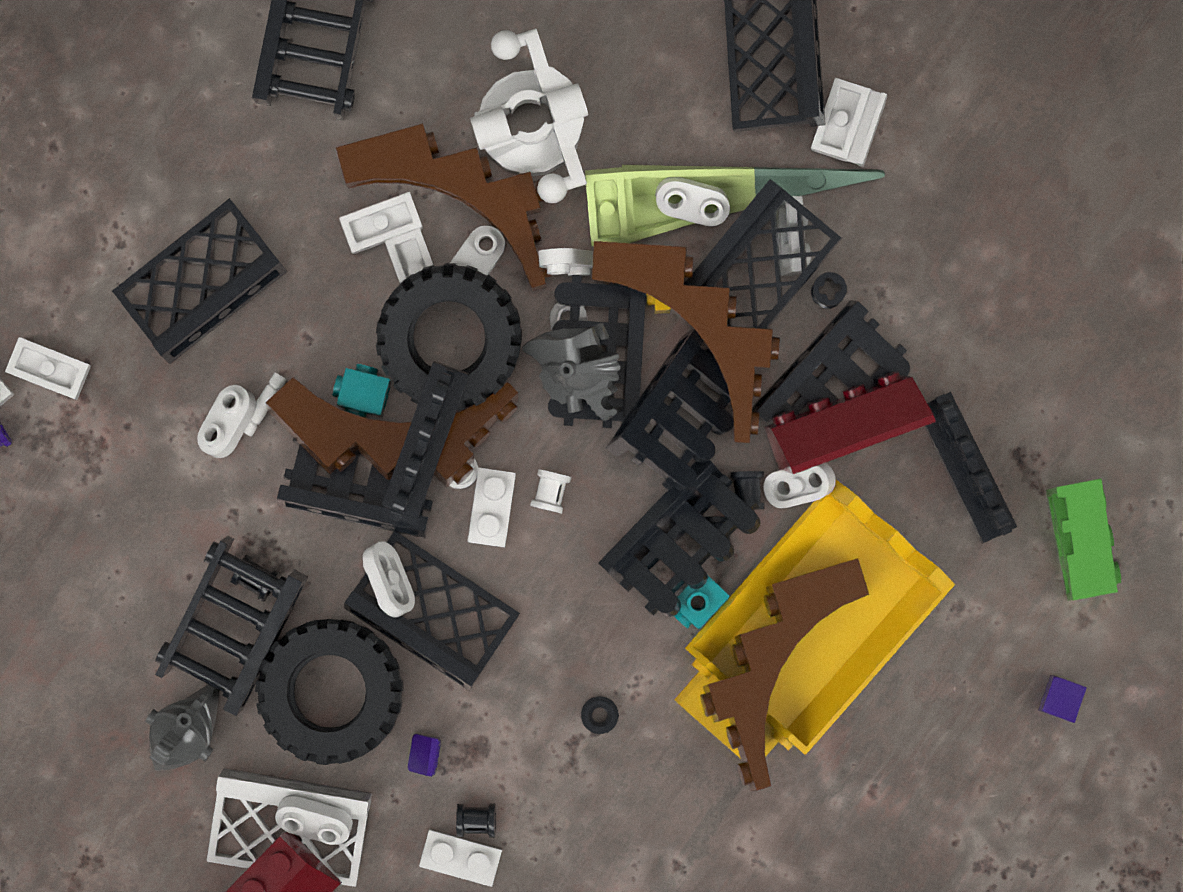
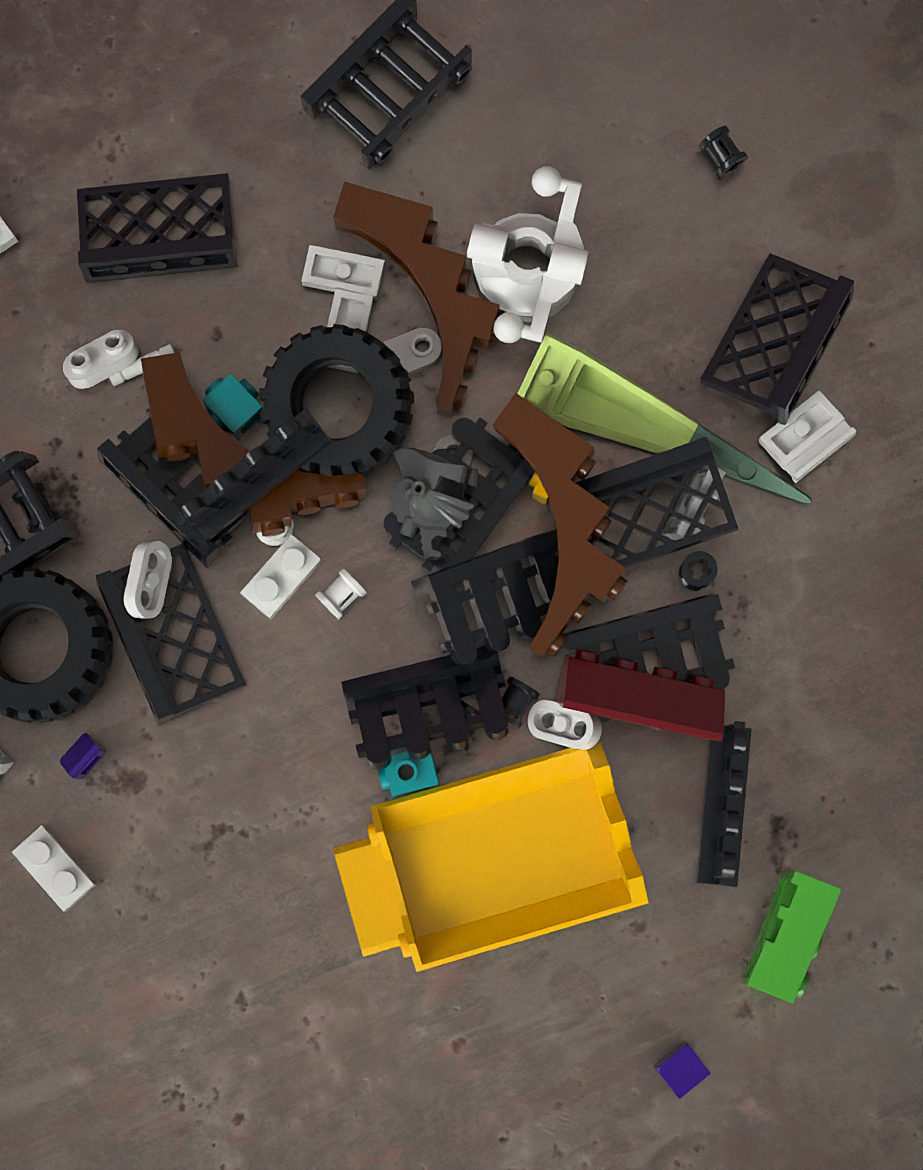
camera: 30 degrees right, 5 degrees down
(476, 820) = (88, 843): black bush -> none
(566, 261) = (480, 398): white plate -> none
(599, 727) = (246, 813): black plate -> none
(693, 202) = (626, 418): white plate -> none
(763, 652) = (393, 883): reddish brown arch -> none

